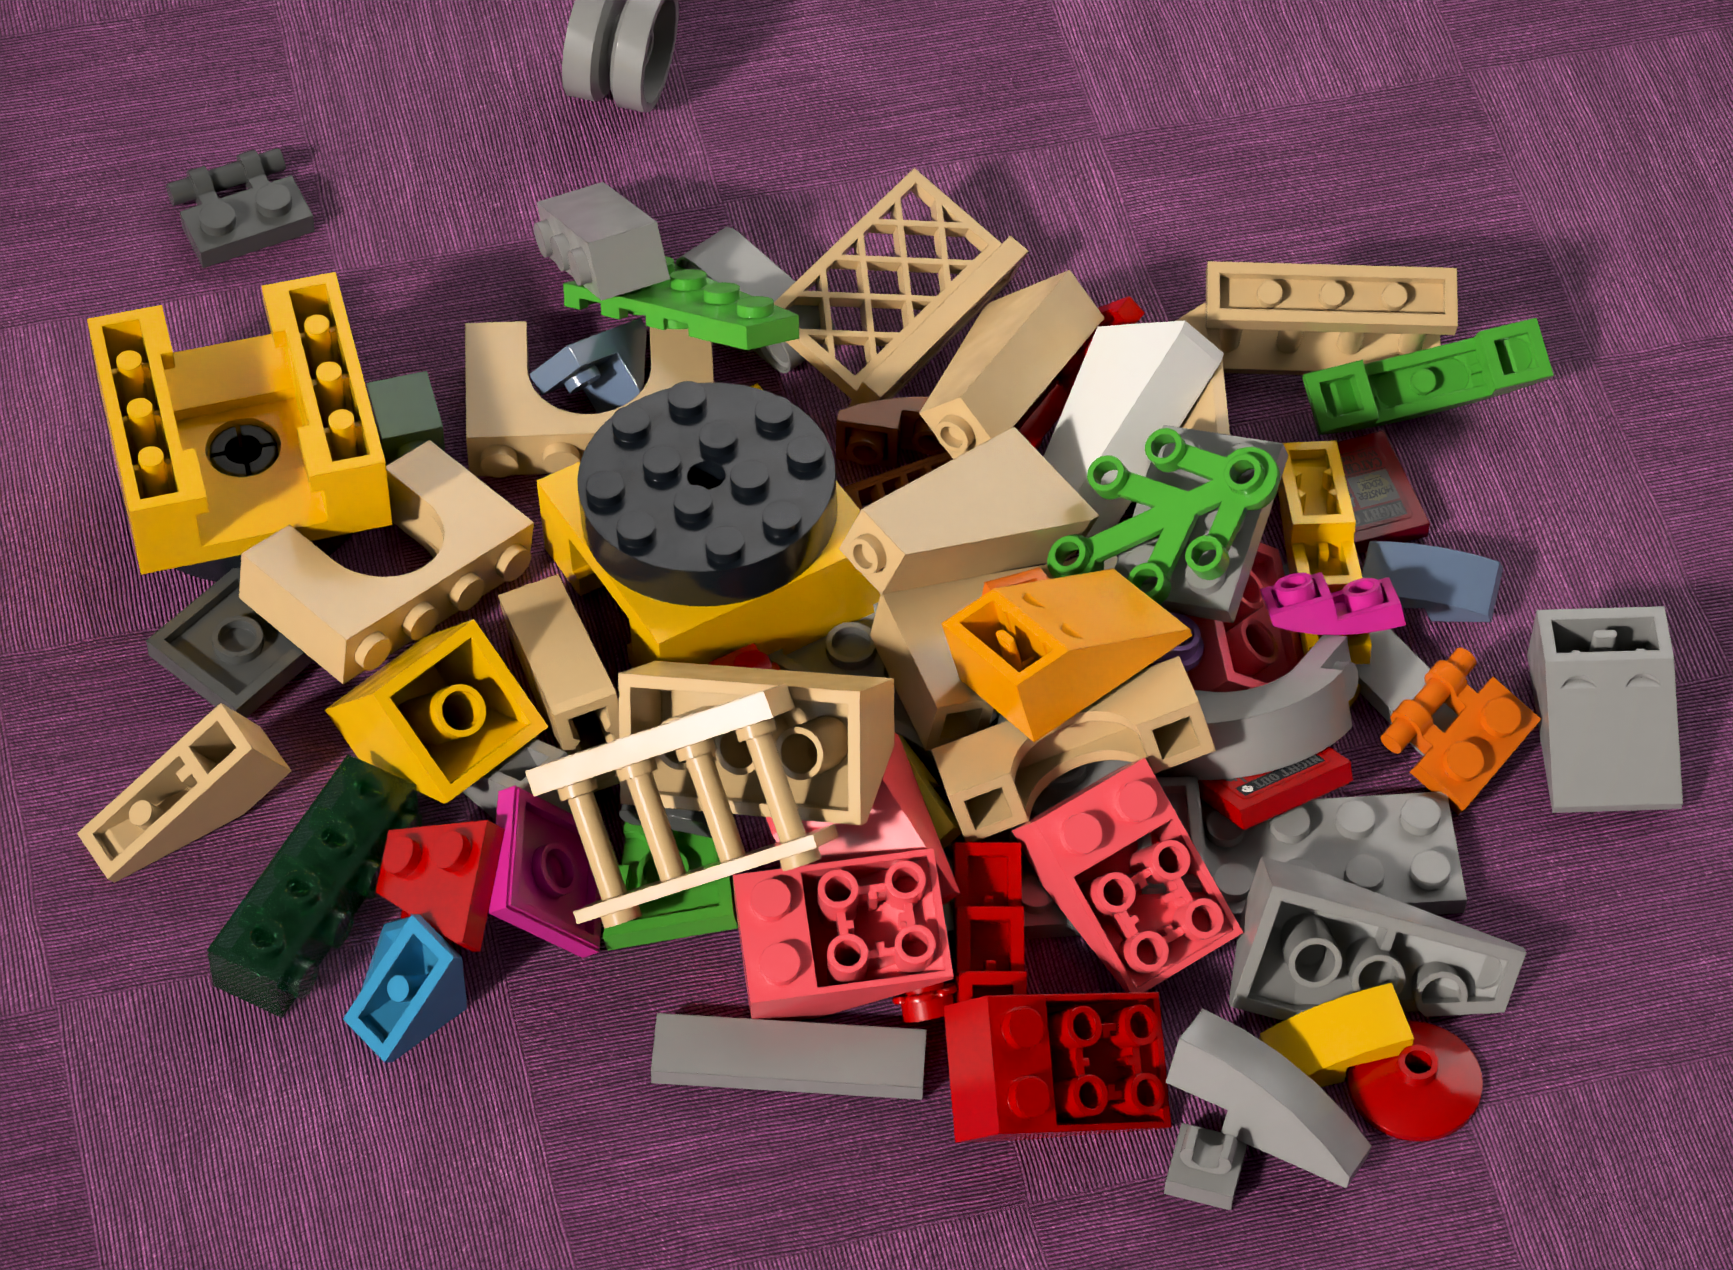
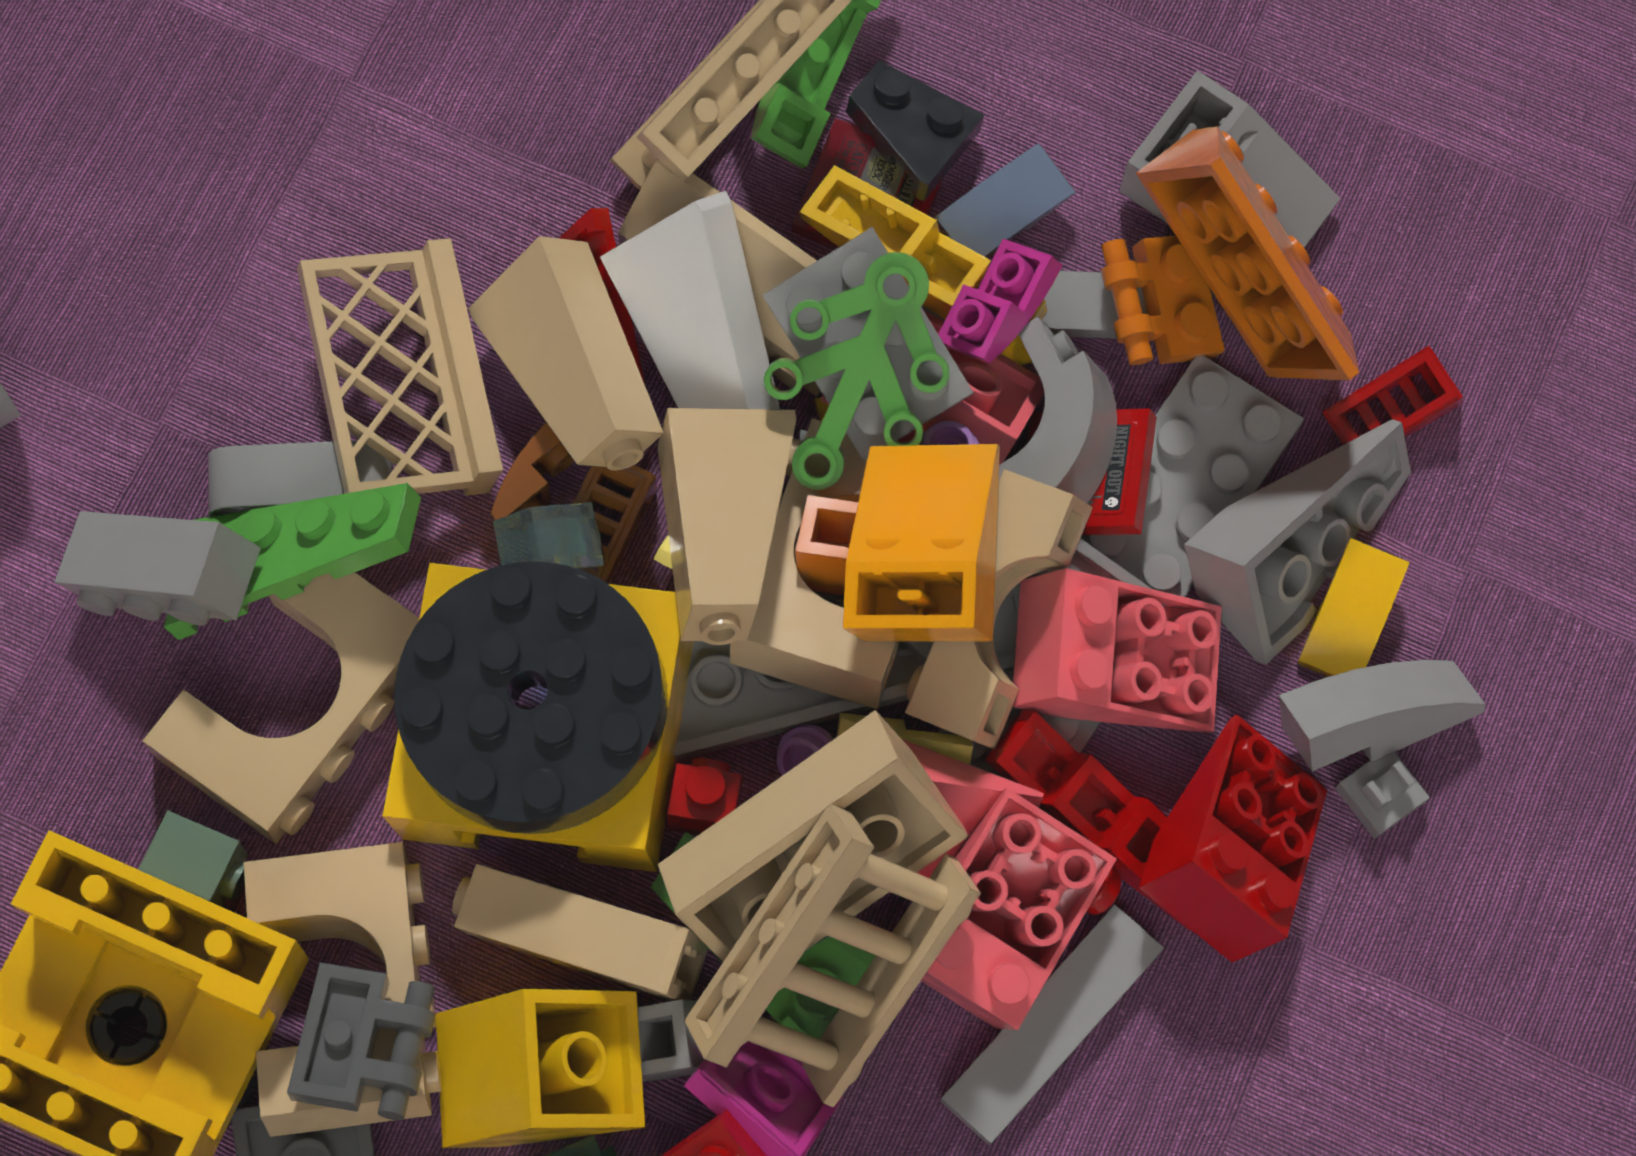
camera: 55 degrees left, 20 degrees up
(346, 553) = (340, 1039): none -> dark grey plate
(603, 365) = (274, 662): sand blue slope -> none
(860, 453) = (551, 534): none -> clear light blue brick
(1419, 1104) = (1440, 609): red dish -> none
(1430, 481) = (913, 124): none -> black wing
(1548, 730) = (1249, 258): none -> orange slope
(1579, 944) = (1434, 374): none -> red slope

